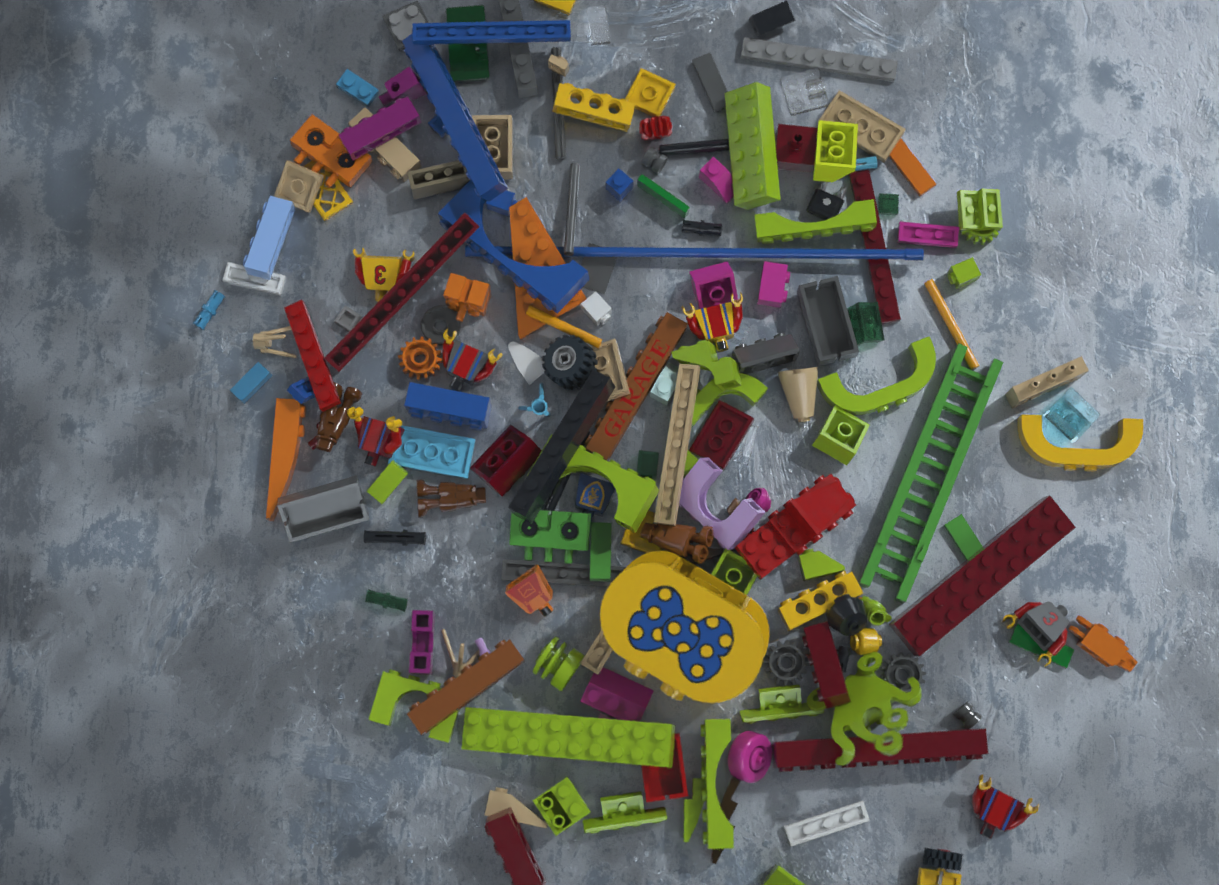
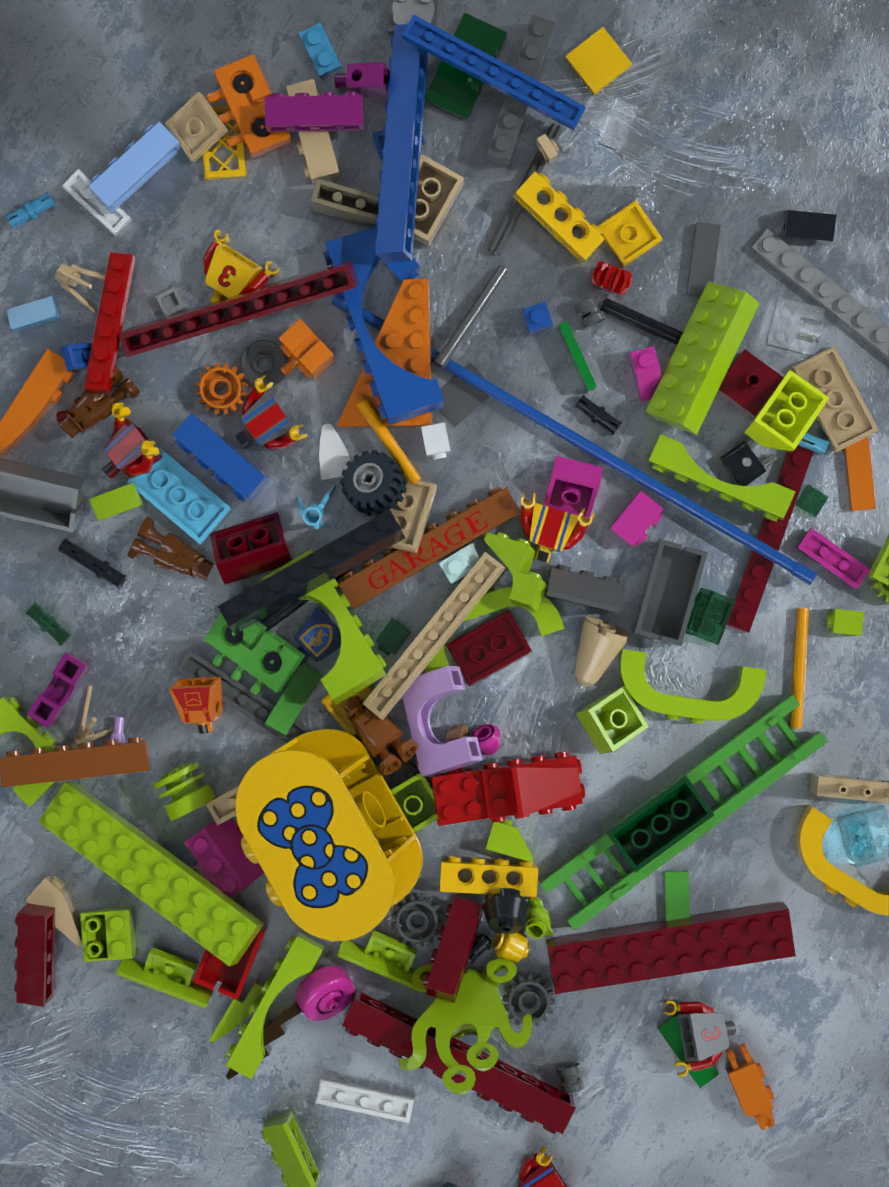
camera: 30 degrees right, 10 degrees up
(920, 486) = (660, 823): none -> dark green slope

